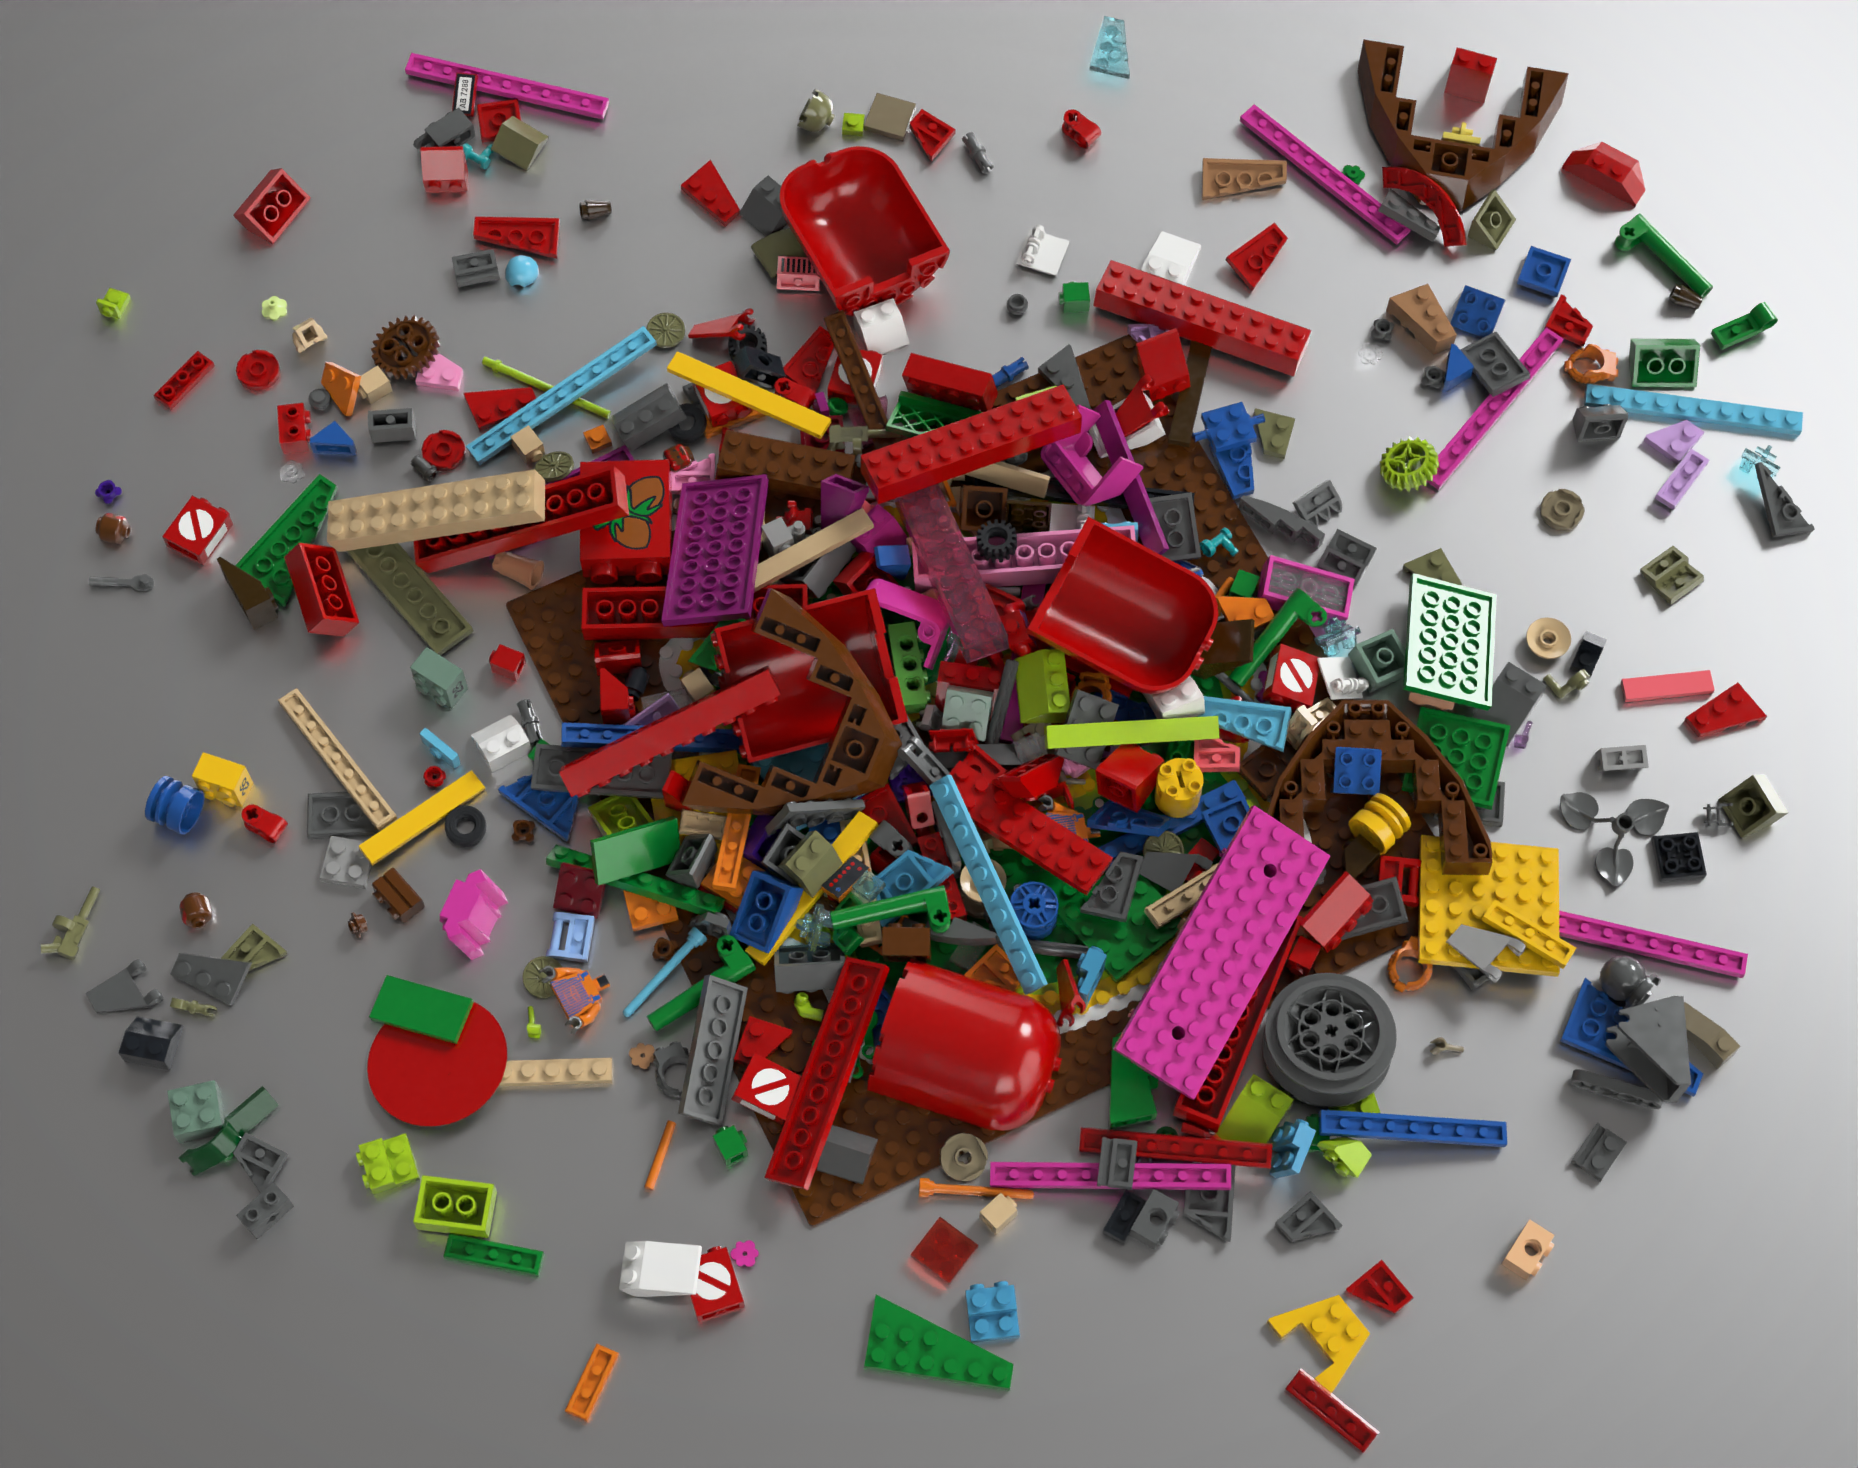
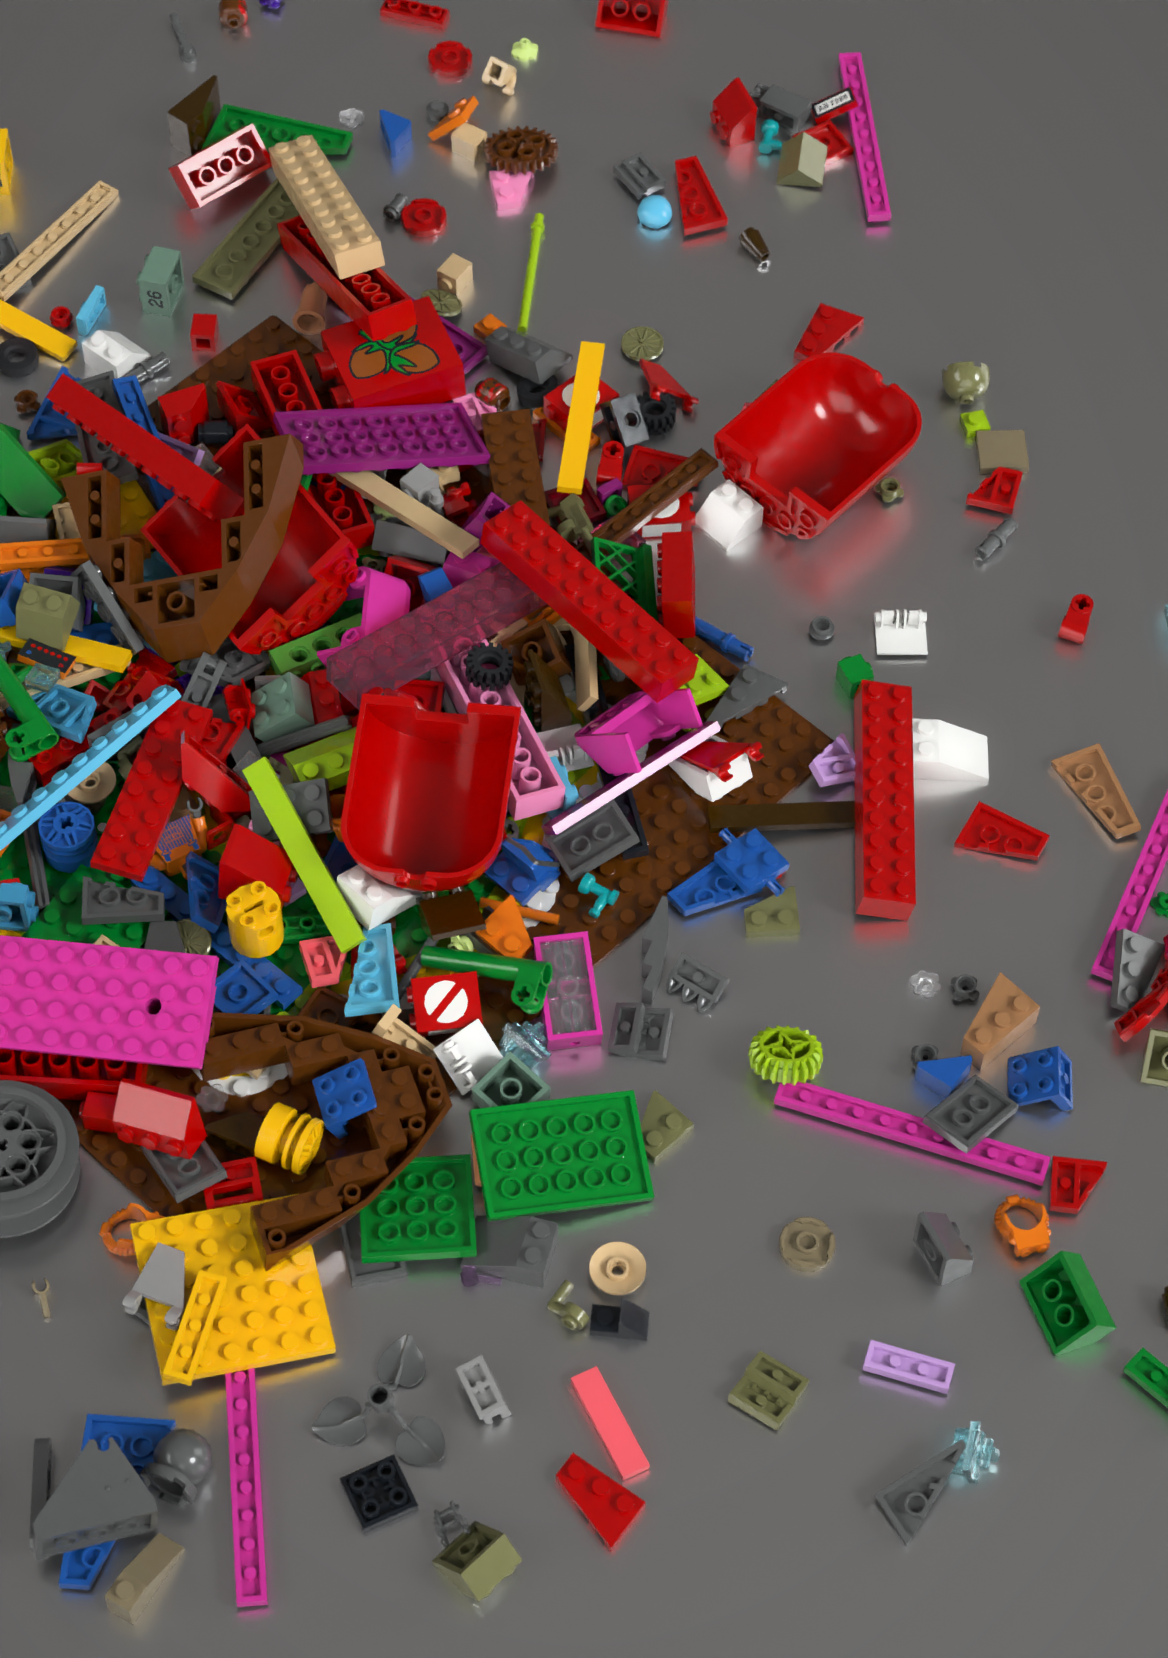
camera: 70 degrees right, 10 degrees down
(198, 529) = (256, 68): red brick -> none
(293, 428) = (397, 97): red brick -> none
(392, 425) = (427, 165): dark grey brick -> none
(495, 406) = (493, 243): red wing -> none
(562, 394) = (525, 281): medium azure plate -> none
(890, 840) = (108, 688): dark grey piece -> none
(1165, 363) = (788, 763): red slope -> none
(1244, 585) = (545, 924): green brick -> none
(1544, 271) = (1132, 1137): blue plate -> none
(1675, 440) = (965, 1348): lavender wing -> none
(1695, 409) = (1020, 1362): medium azure plate -> none

